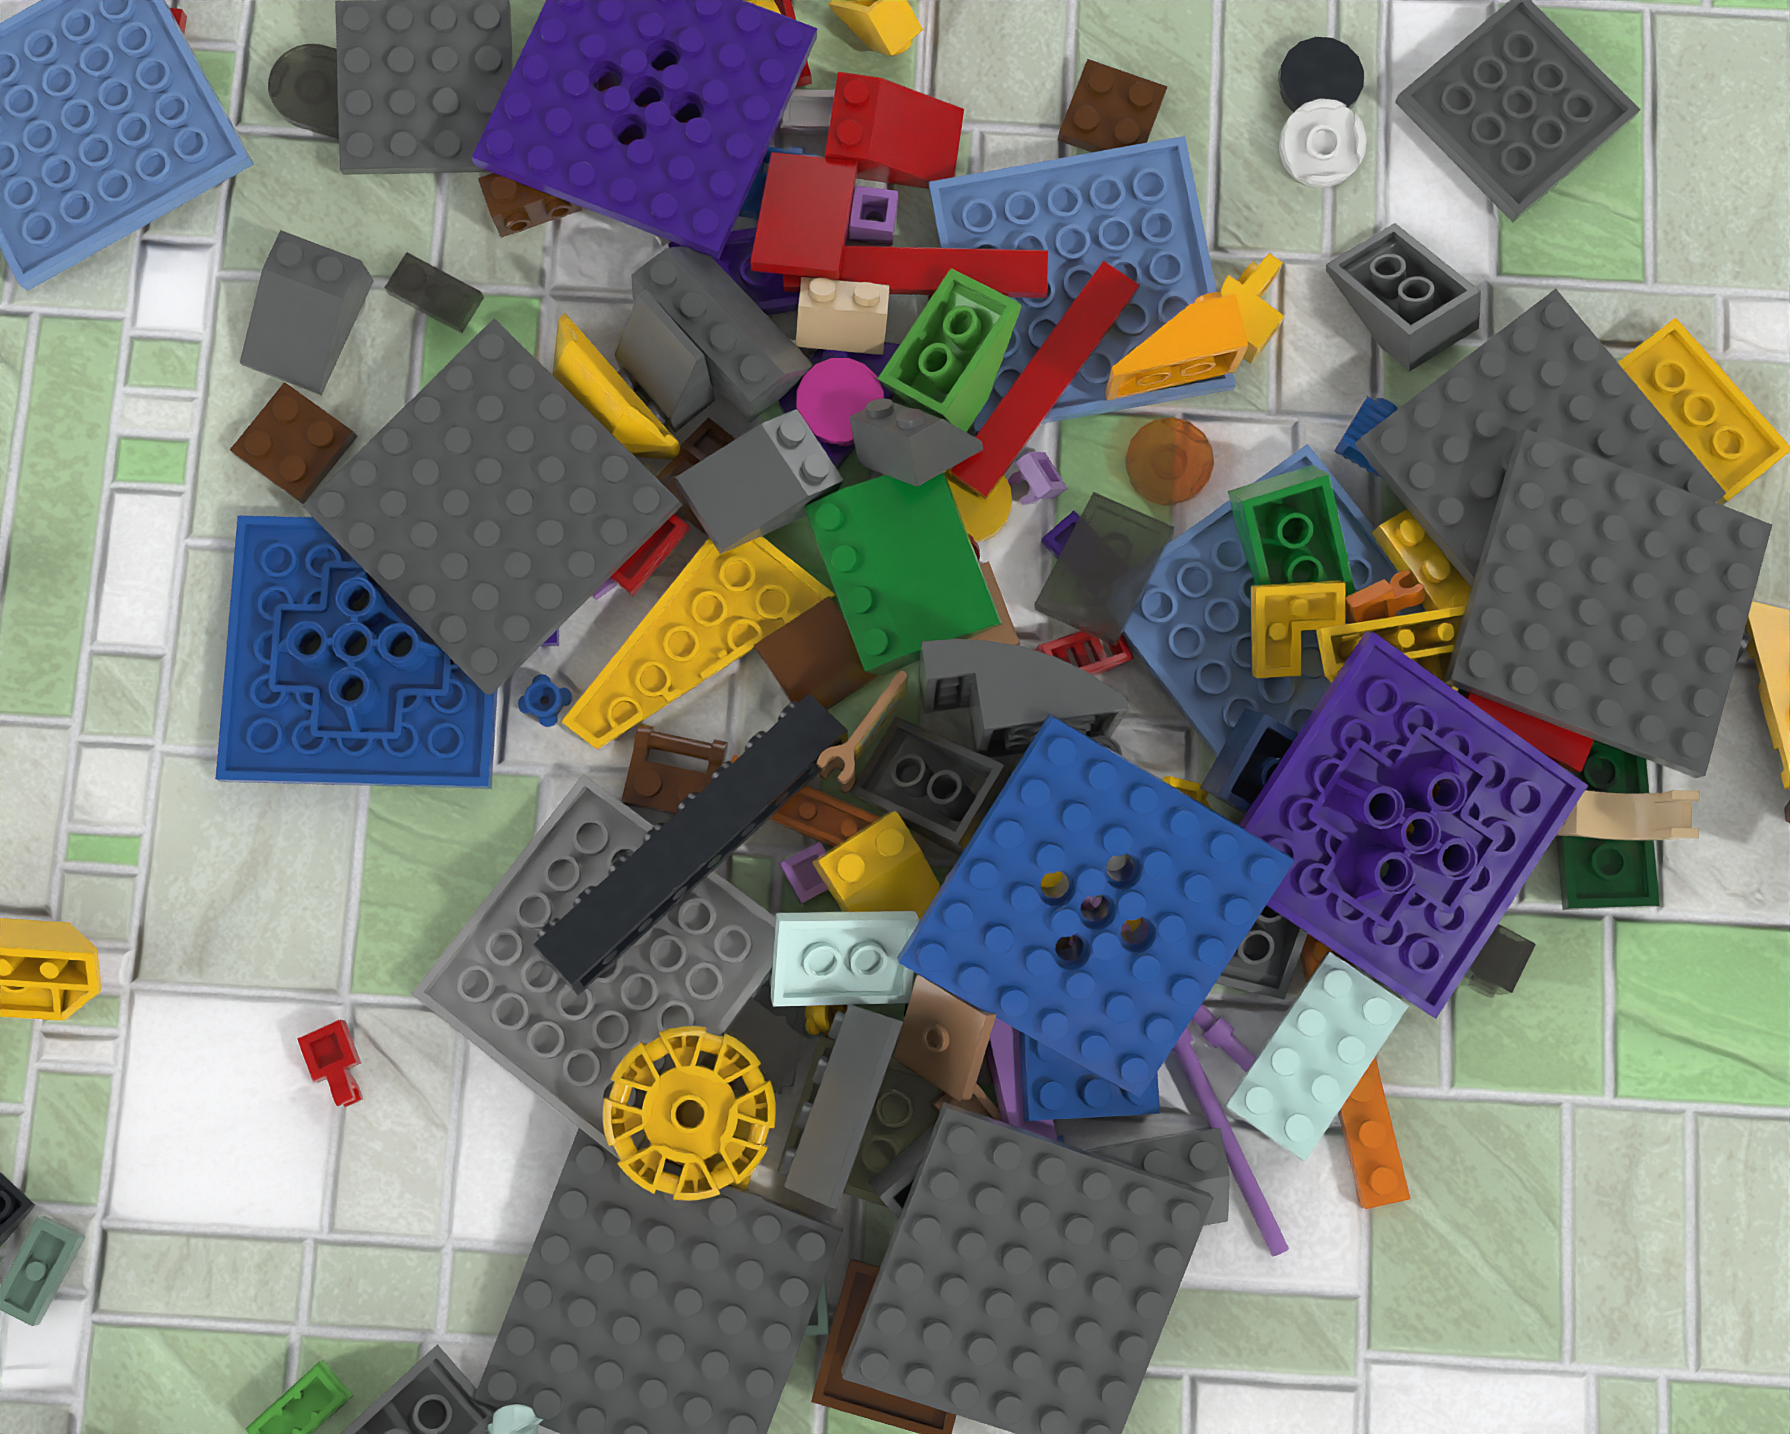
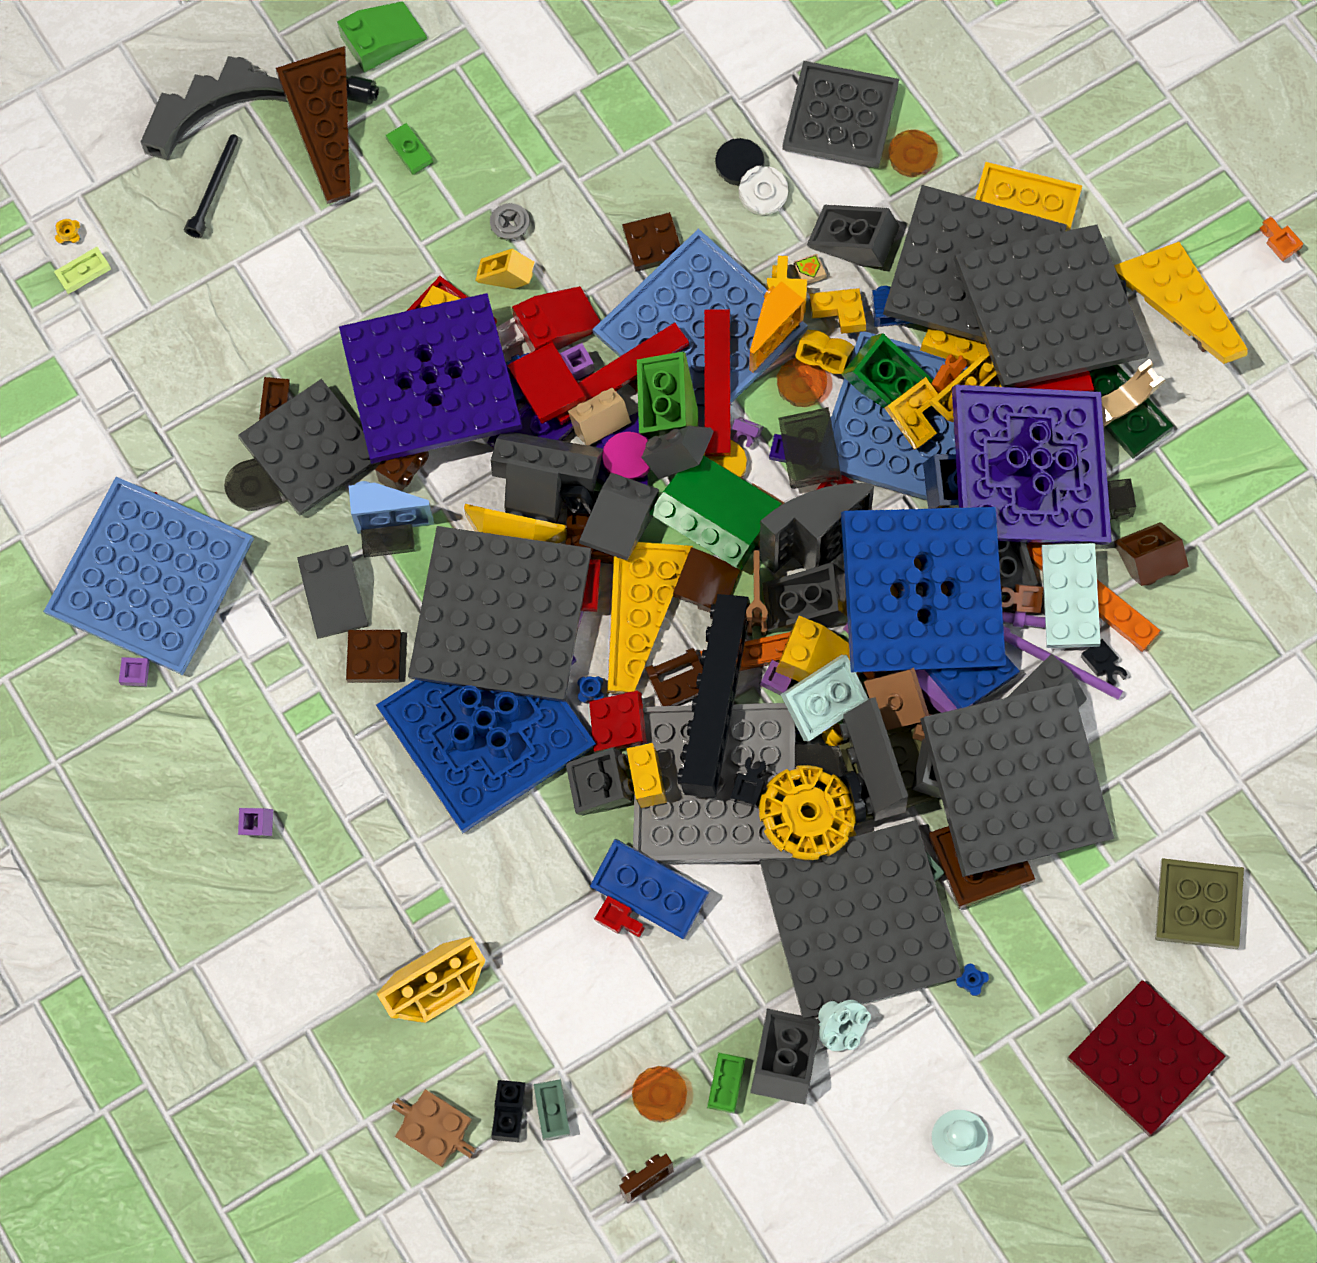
camera: 30 degrees left, 10 degrees down
(200, 1357) = (659, 1094): none -> clear orange tile
(405, 1051) = (649, 888): none -> blue tile
(437, 232) = (383, 506): none -> light blue slope
(453, 845) = (600, 781): none -> dark grey plate
(512, 888) = (646, 775): none -> yellow brick
(541, 777) = (618, 721): none -> red plate
(635, 1013) = (749, 787): none -> black plate
(723, 414) = (578, 498): none -> black bracket
(779, 1133) = (853, 784): none -> black tile
(1228, 434) = (827, 352): none -> yellow brick
(1246, 1009) = (1024, 598): none -> dark orange plate
(1292, 1181) = (1103, 660): none -> black plate
(1303, 304) = (810, 269): none -> tile
(1311, 386) = (840, 303): none -> yellow plate
(1484, 1075) = (1152, 553): none -> reddish brown slope
(1579, 233) = (913, 153): none -> clear orange tile

